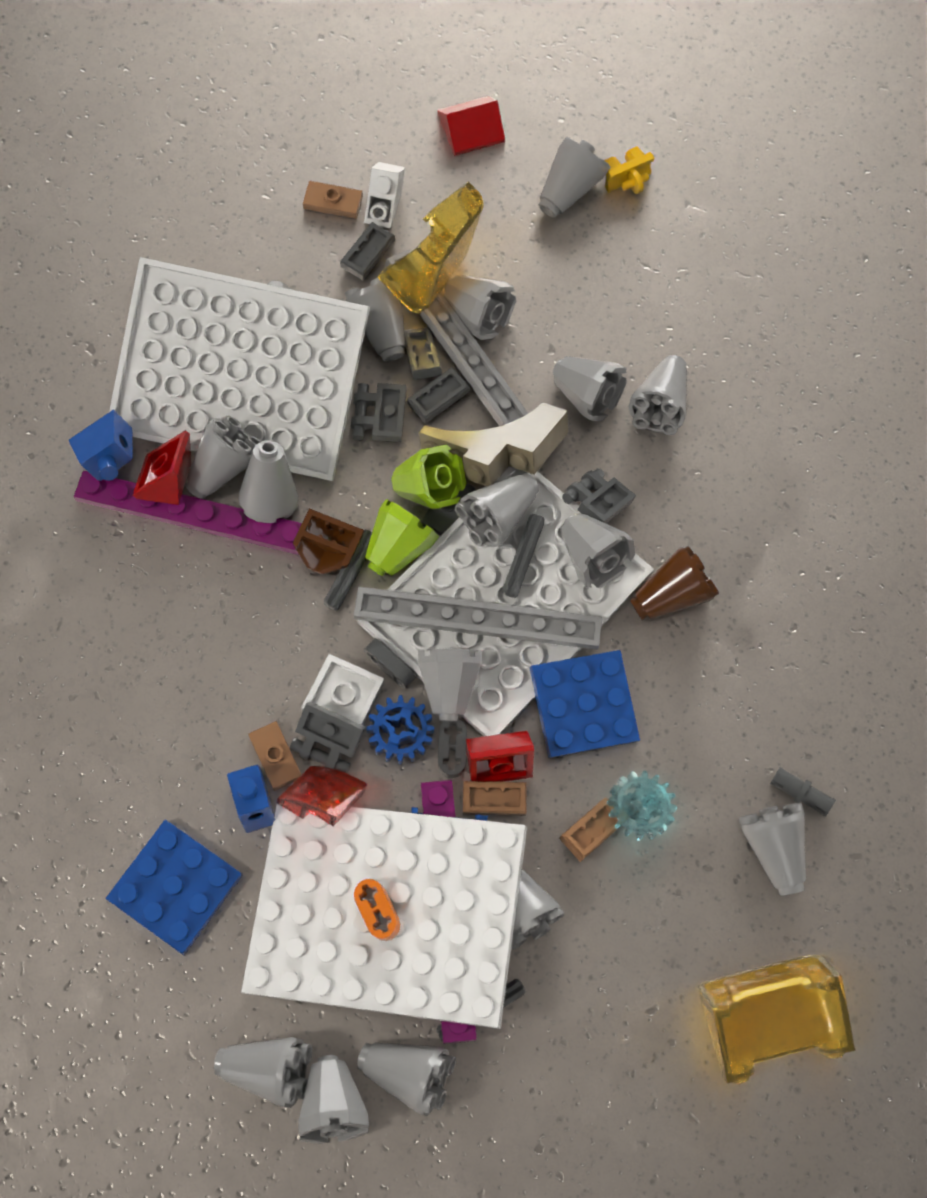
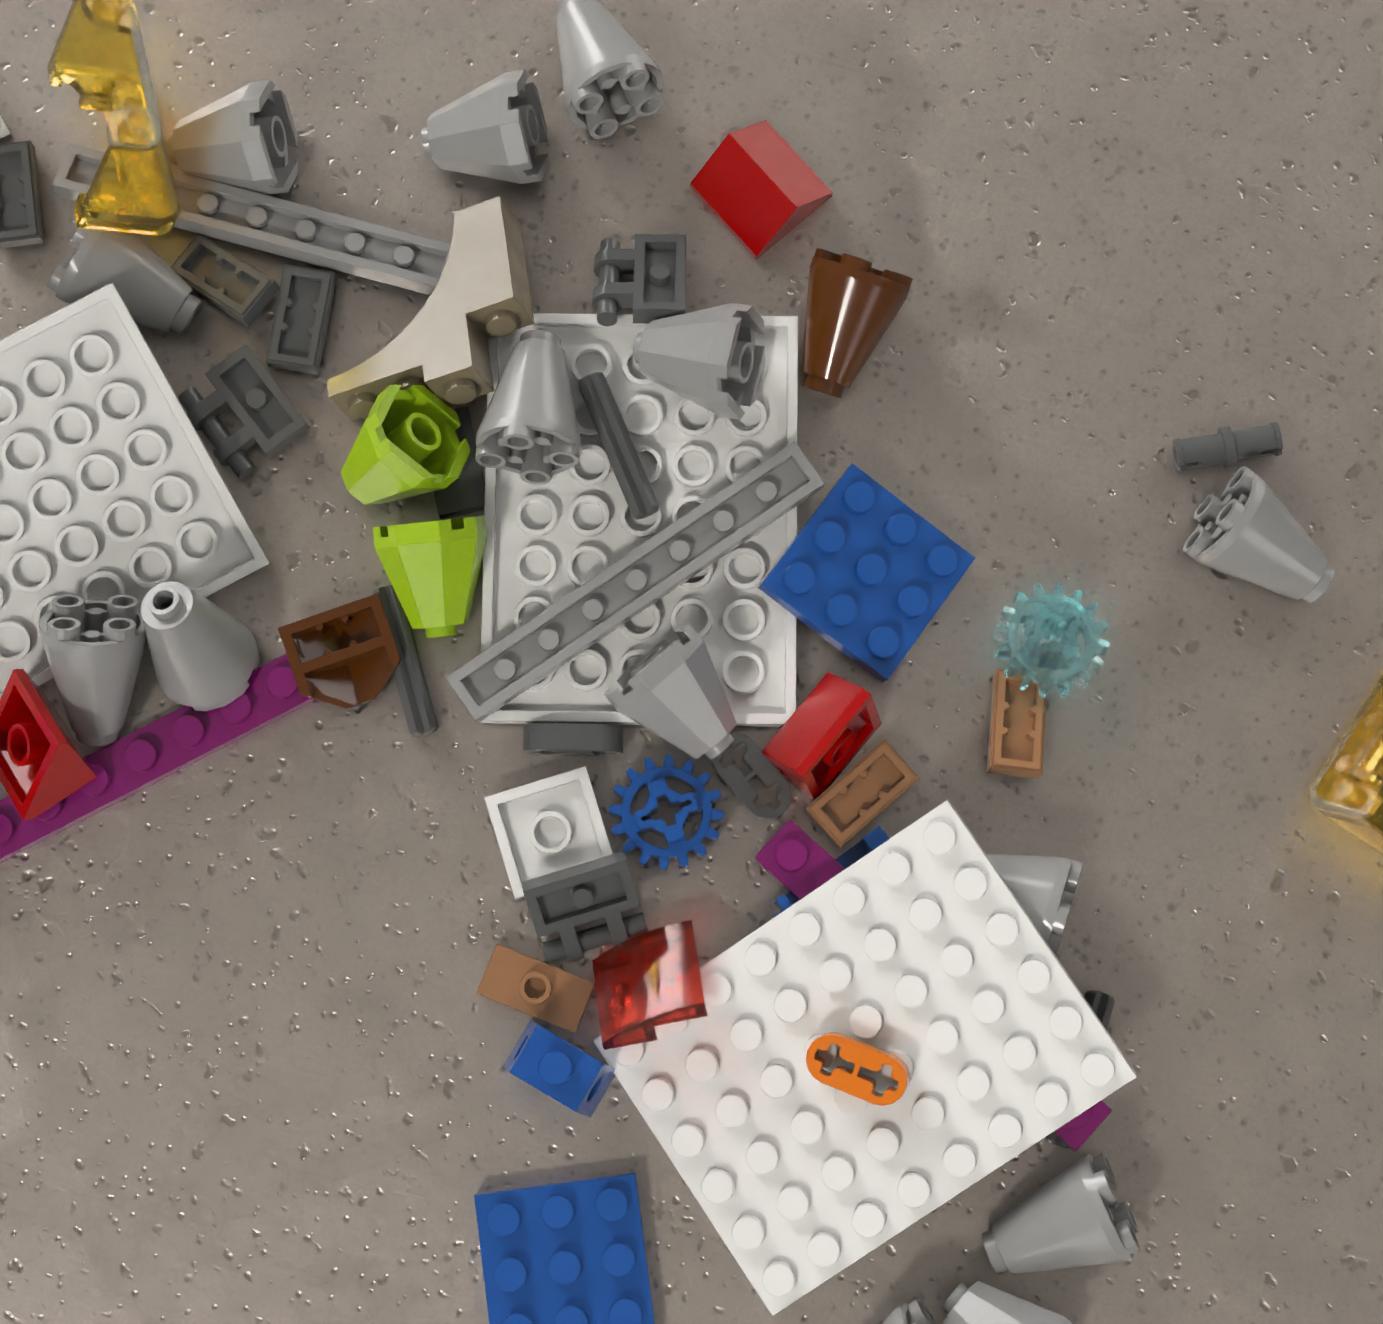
camera: 40 degrees left, 10 degrees up
(688, 502) = (759, 187): none -> red slope

